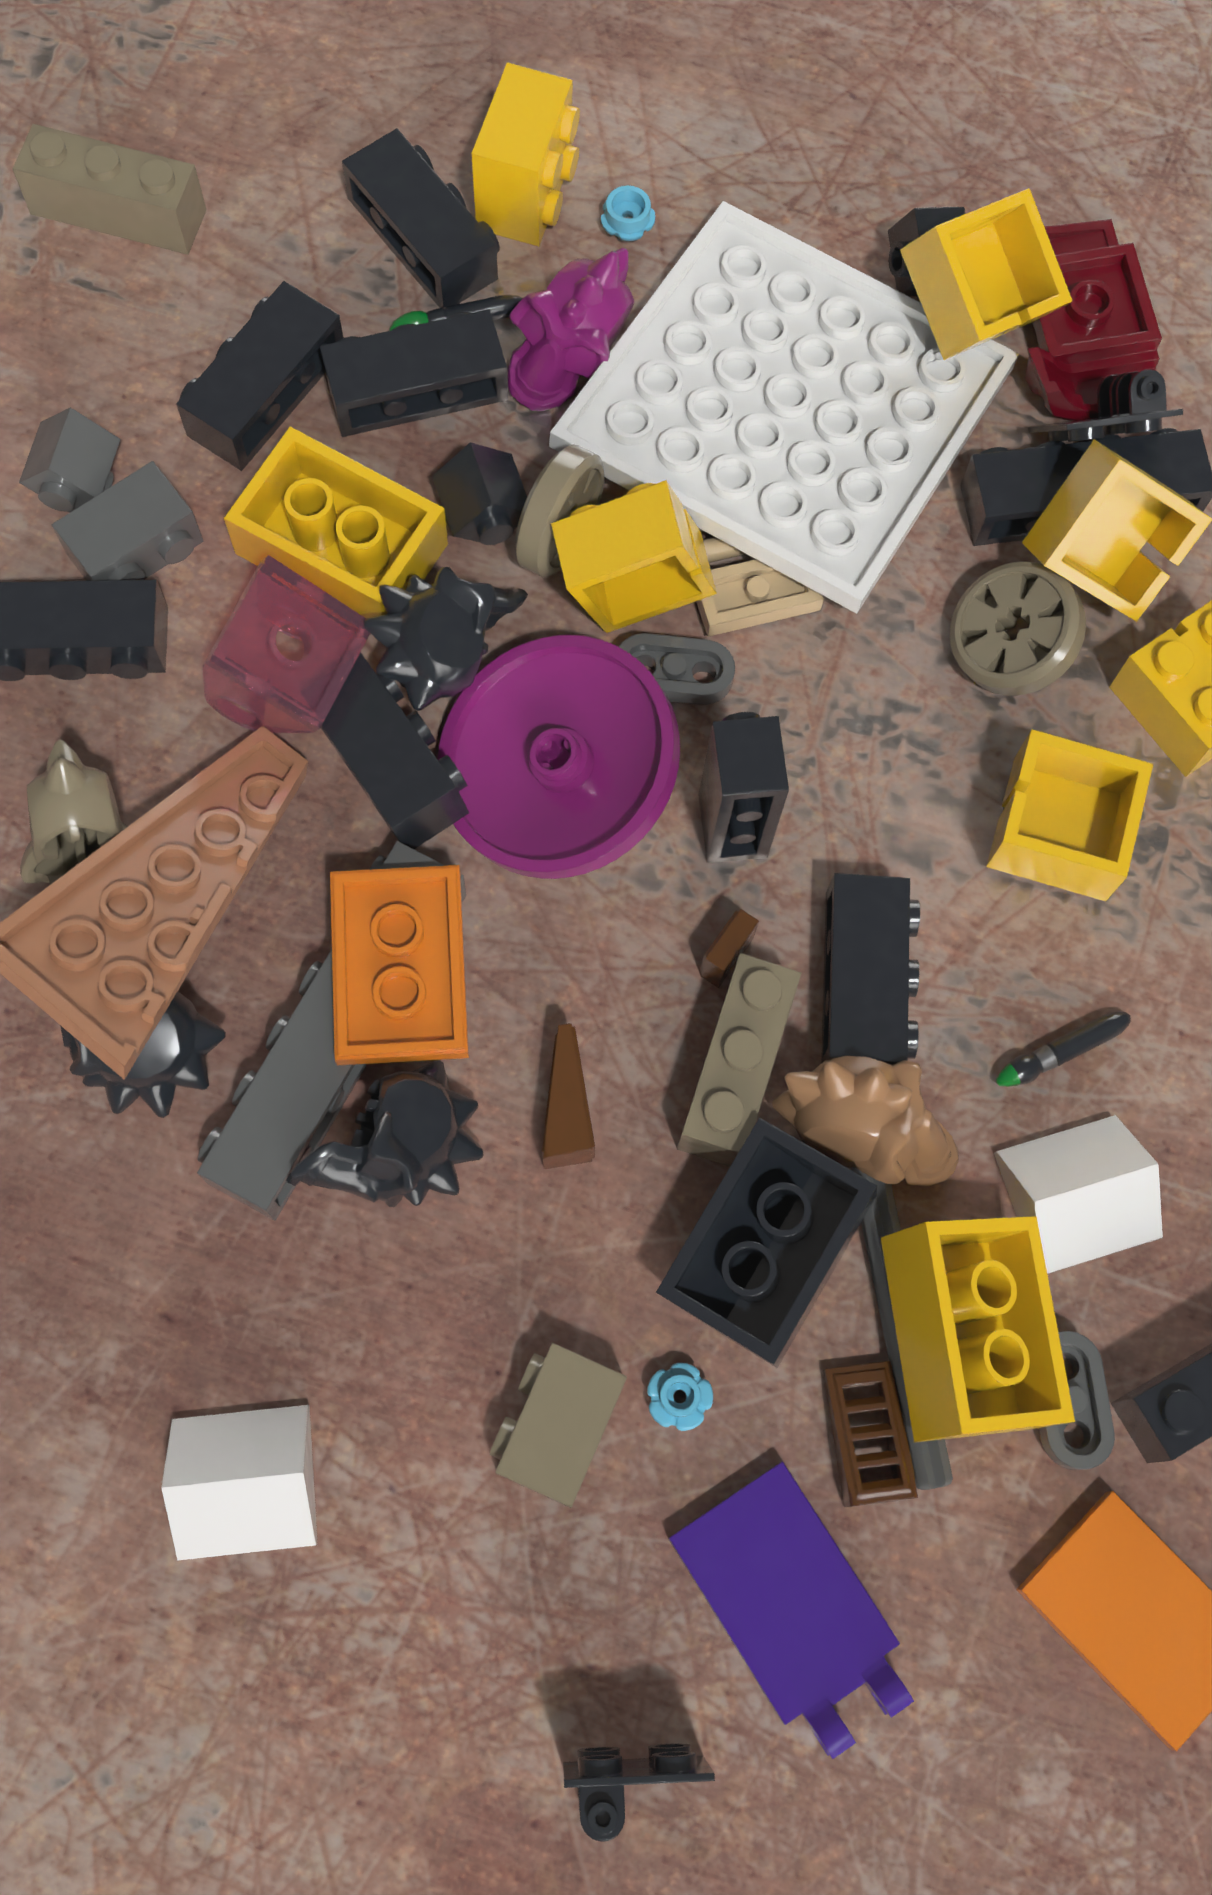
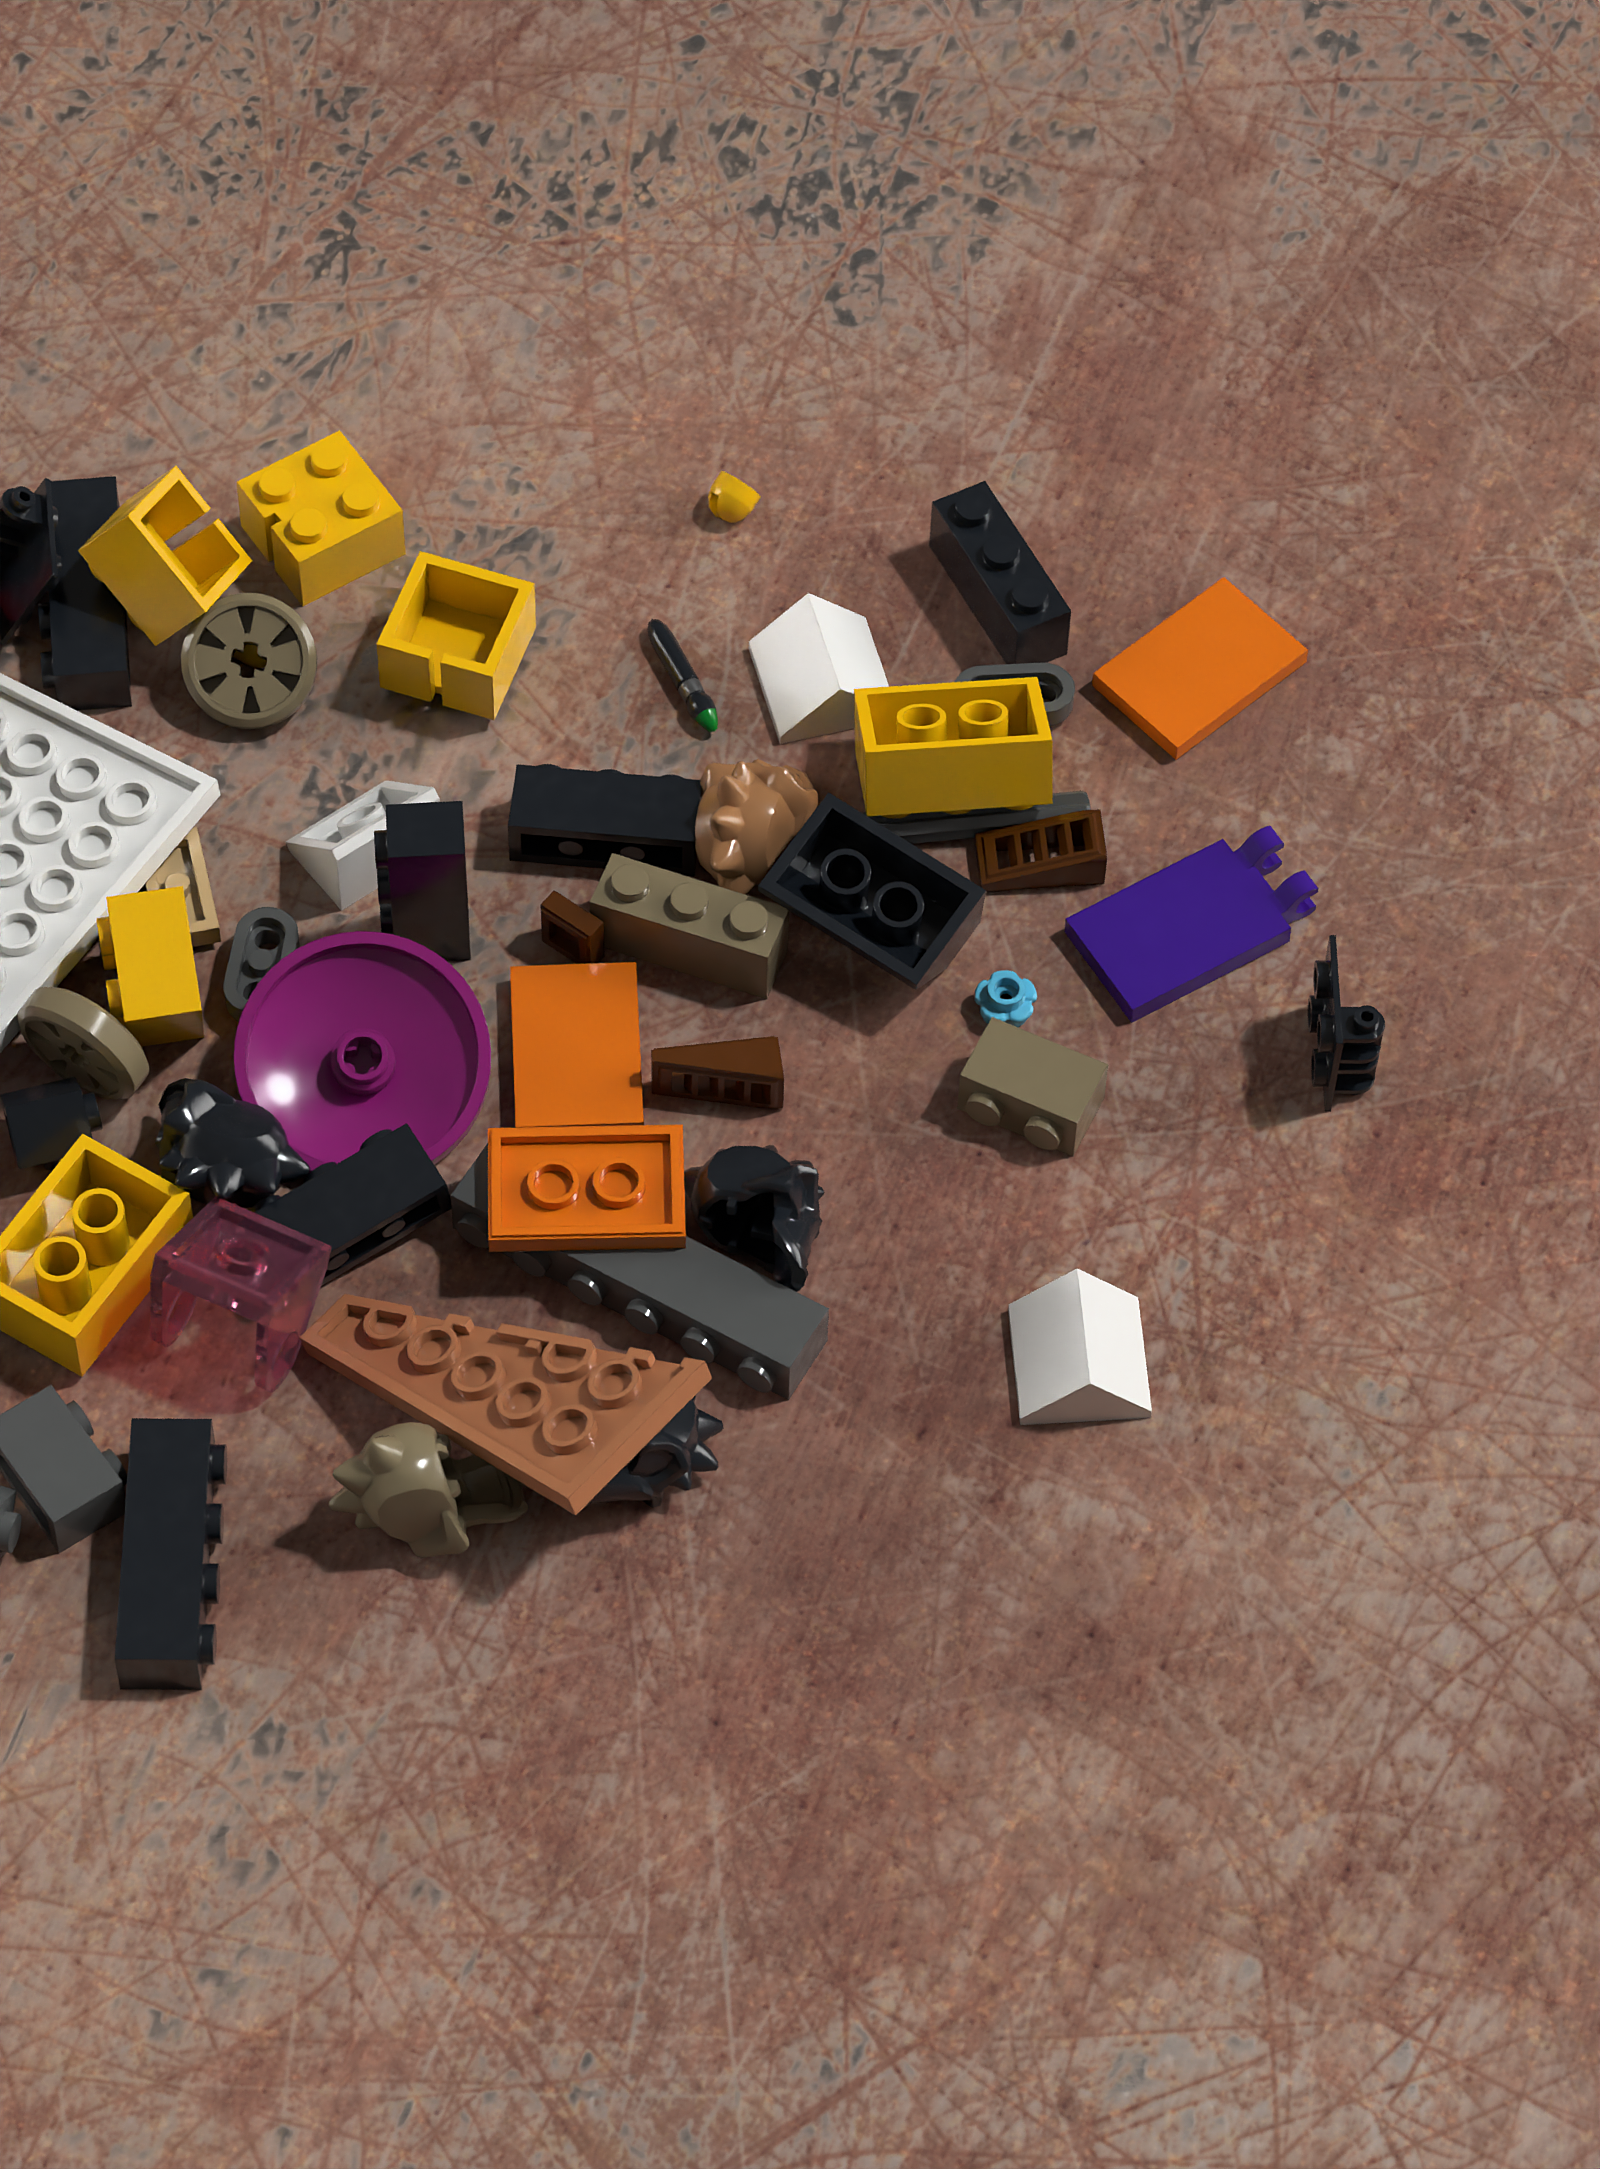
camera: 85 degrees left, 15 degrees down
(599, 963) = (576, 1045): none -> orange tile
(831, 754) = (342, 847): none -> white slope

